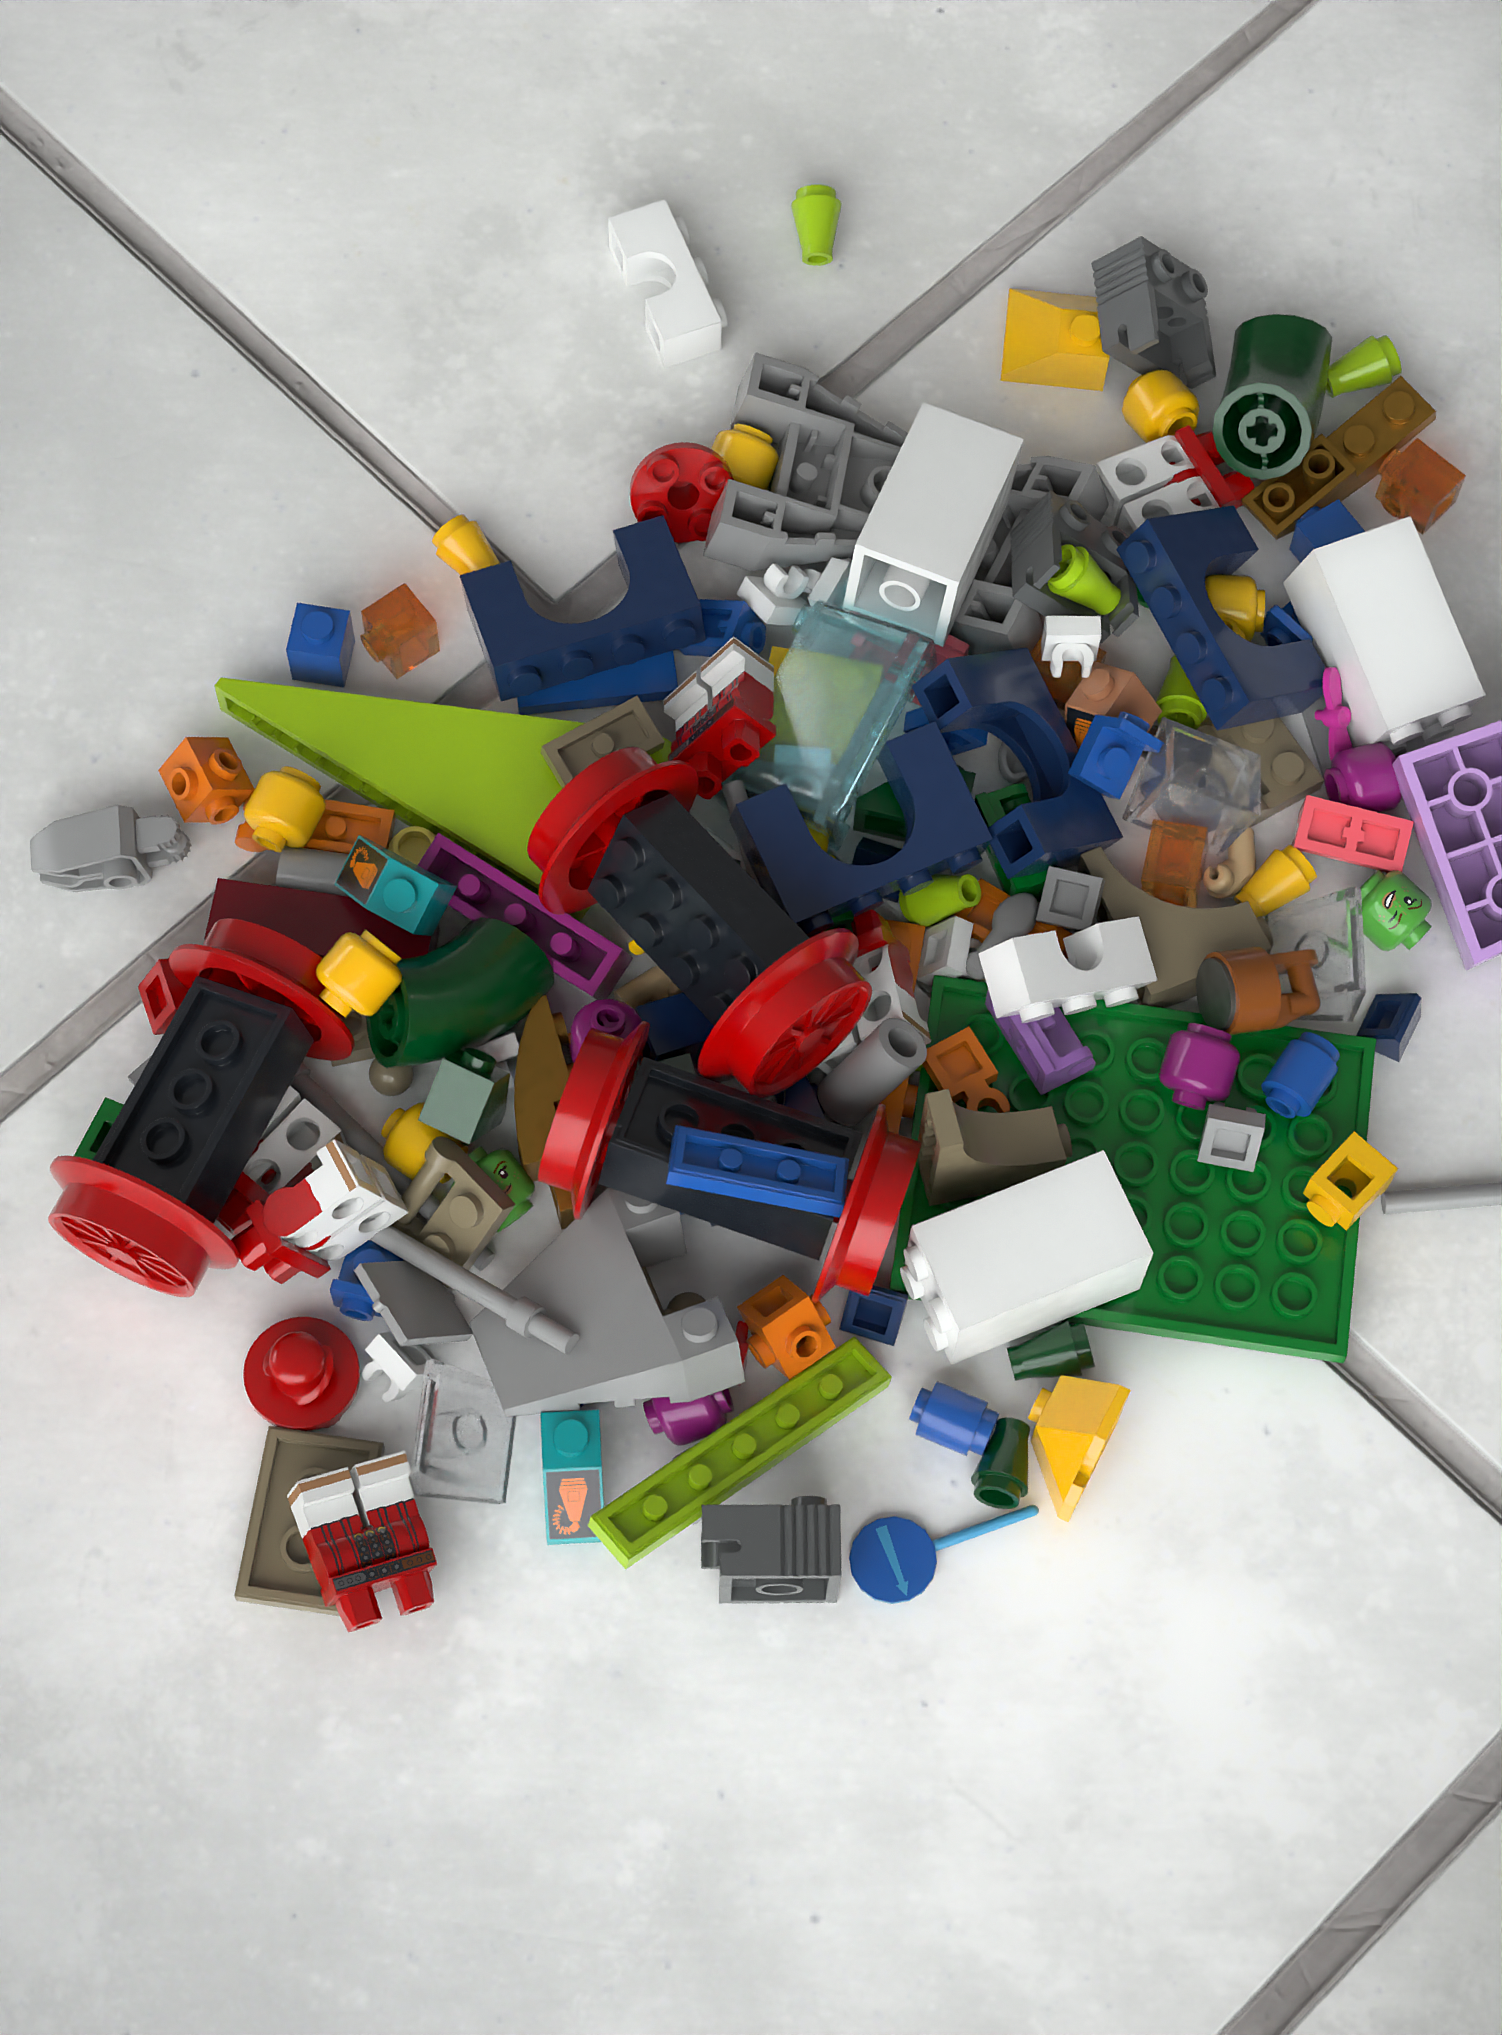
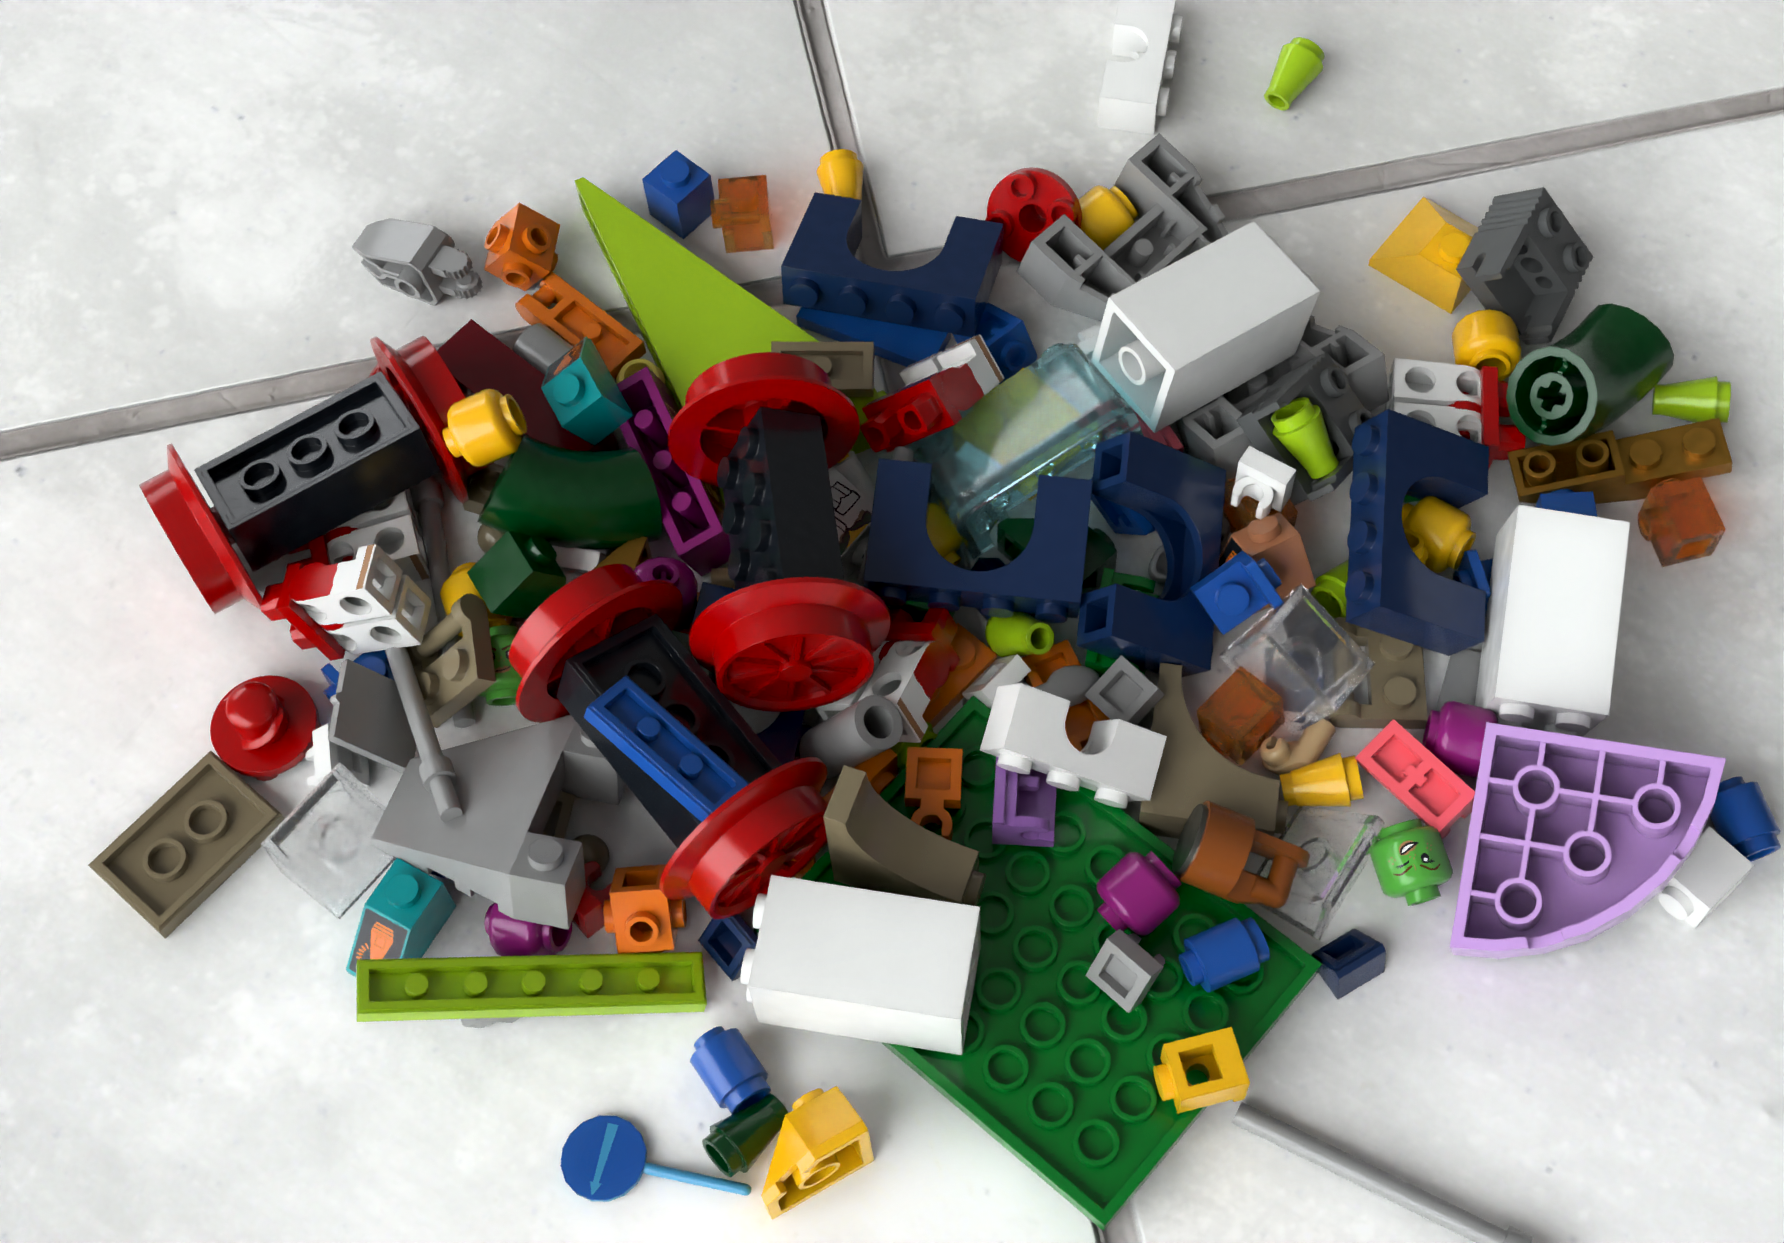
camera: 40 degrees right, 5 degrees down
(284, 809) = (553, 293): yellow head -> none
(365, 1538) = (189, 894): hips -> none
(774, 1551) = (497, 1086): dark grey piece -> none
(776, 594) = (1050, 327): white tile -> none
(1052, 1353) = (857, 1067): dark green cone -> none
(1334, 714) = (1469, 667): dark pink piece -> none

